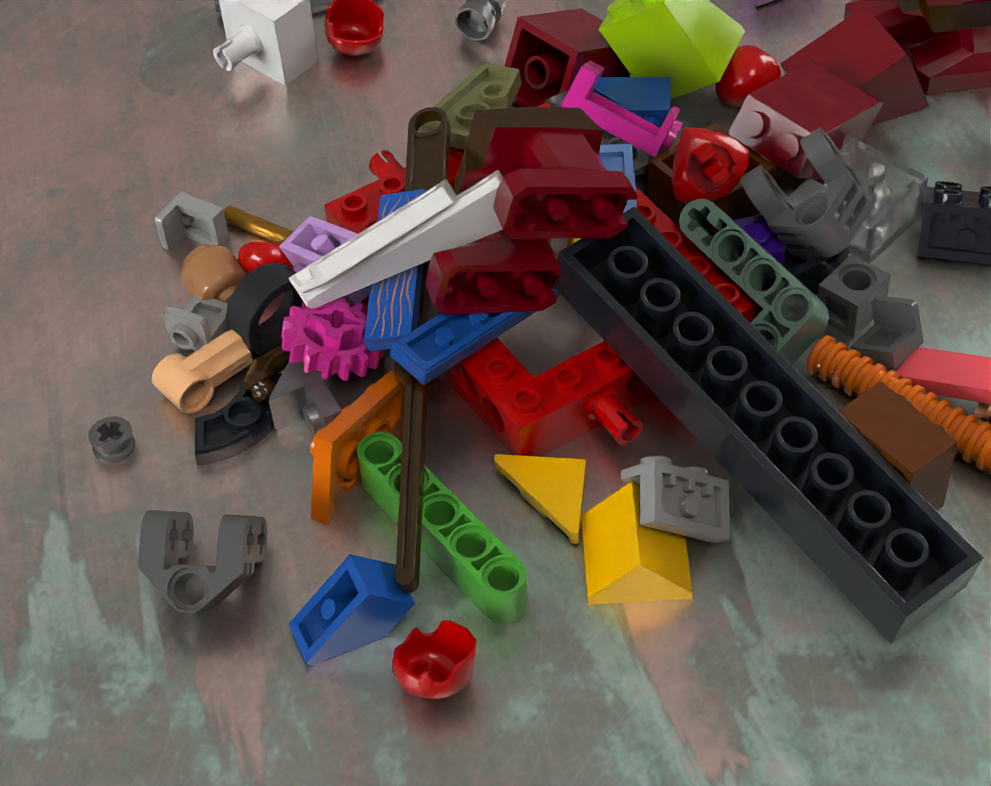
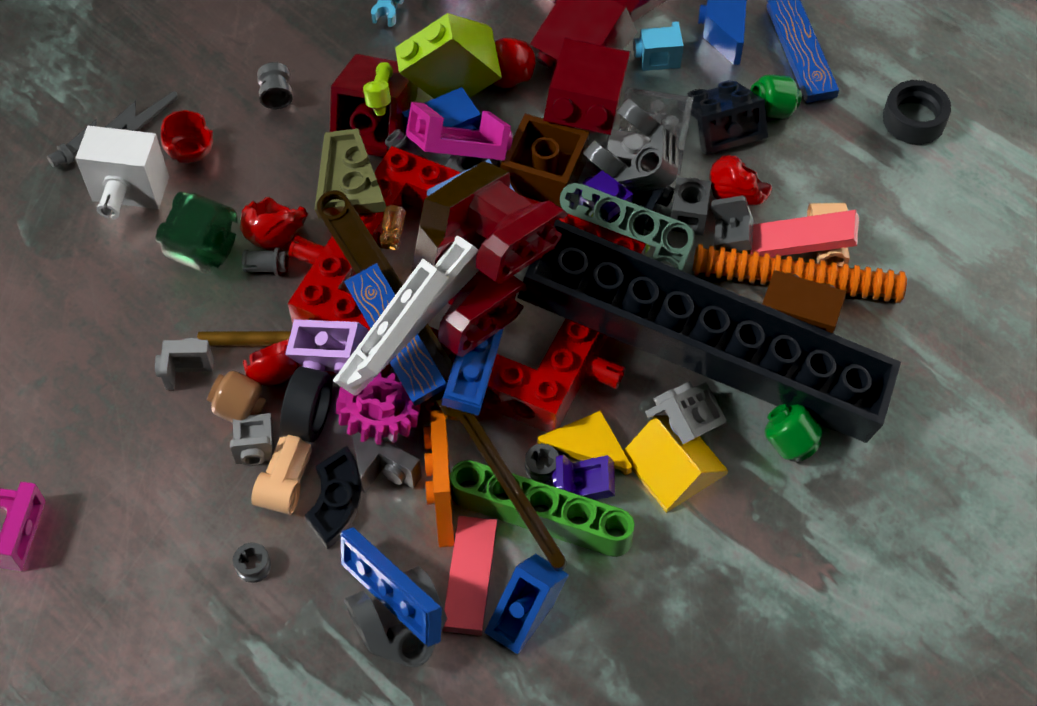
camera: 35 degrees left, 10 degrees up
(207, 515) = (391, 587): none -> blue tile
(262, 369) = (334, 458): dark brown arm -> none
(292, 109) = (197, 232): none -> clear green brick
(308, 564) = (470, 575): none -> coral tile
(350, 170) = (265, 261): none -> dark grey pin
(370, 131) = (270, 223): none -> red hair
(435, 662) = (609, 606): red hair -> none
(484, 471) = (536, 452): none -> dark grey bush
(513, 520) = (587, 478): none -> dark purple bracket
(557, 36) = (377, 92): none -> lime piece
(707, 165) = (557, 156): red piece -> none
(795, 581) = (793, 432): none -> green head
(933, 288) = (733, 179): none -> red hair
(938, 124) = (659, 48): none -> medium azure brick

